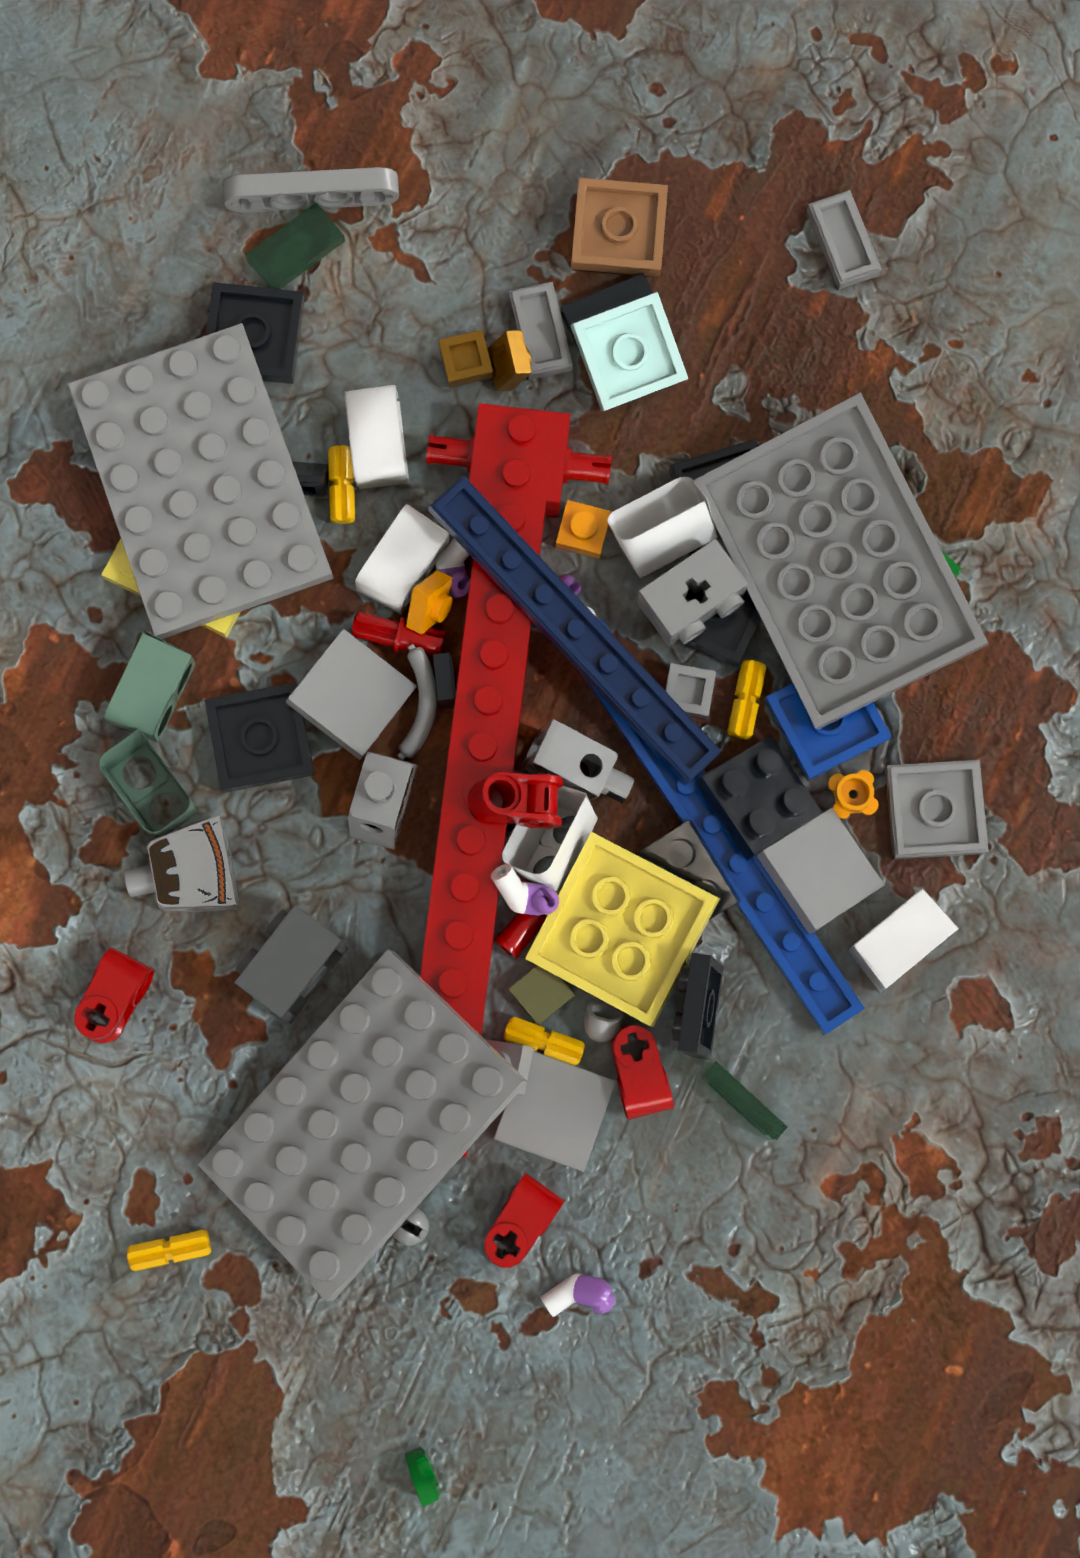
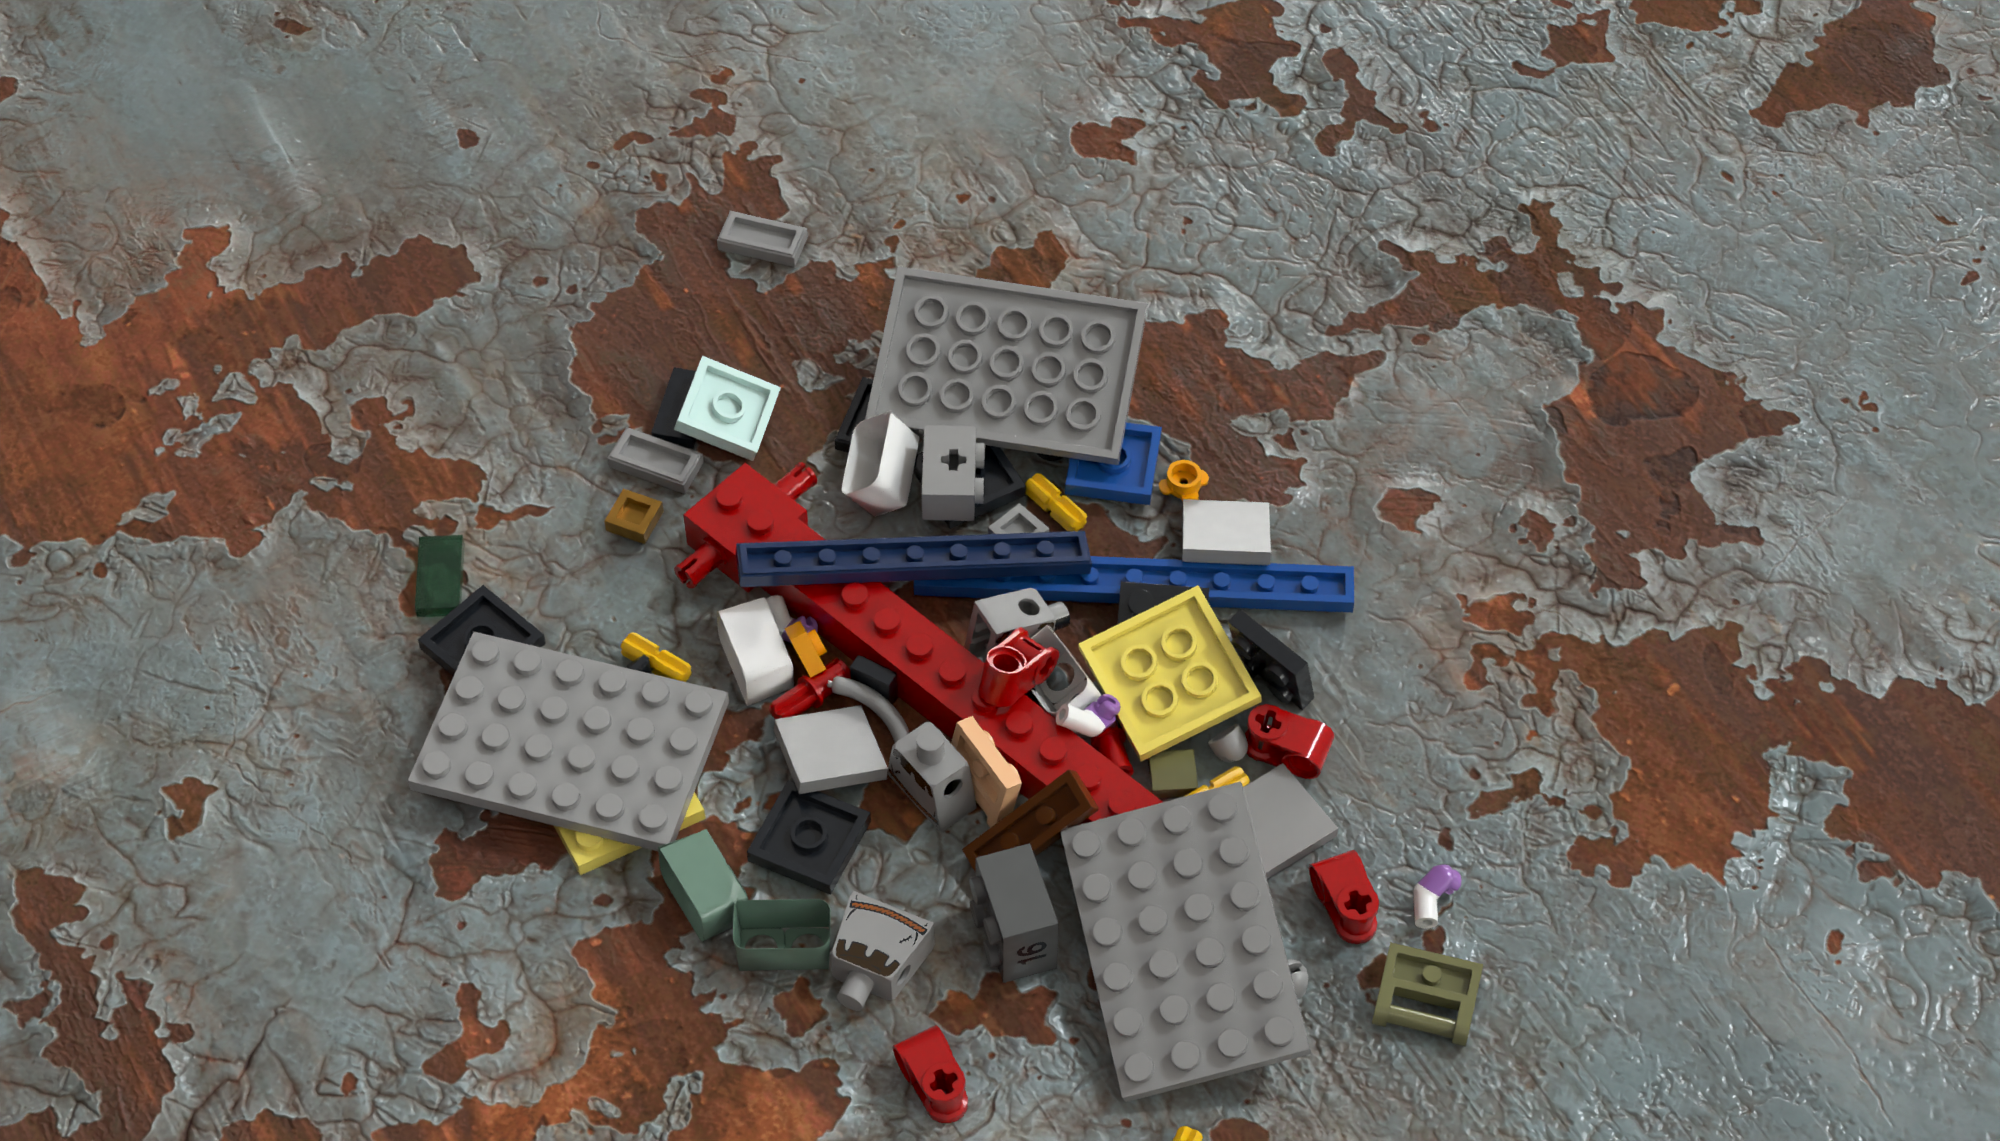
camera: 50 degrees left, 25 degrees down
(302, 189) = (401, 537): light grey beam -> none
(376, 437) = (643, 605): white piece -> none
(381, 920) = (1038, 820): none -> reddish brown plate
(403, 860) = (993, 779): none -> light nougat plate
(423, 1476) = (1502, 1093): green tile -> none
(488, 1348) = (1431, 980): none -> olive plate
(509, 360) = (664, 484): pearl gold plate -> none
(583, 529) = (836, 522): light orange plate -> none
(619, 227) = (625, 360): medium nougat plate -> none
(743, 1101) = (1364, 687): clear green tile -> none
(758, 797) = (1138, 535): black plate -> none
(902, 940) = (1320, 513): white piece -> none
(936, 809) = (1237, 441): light grey tile -> none

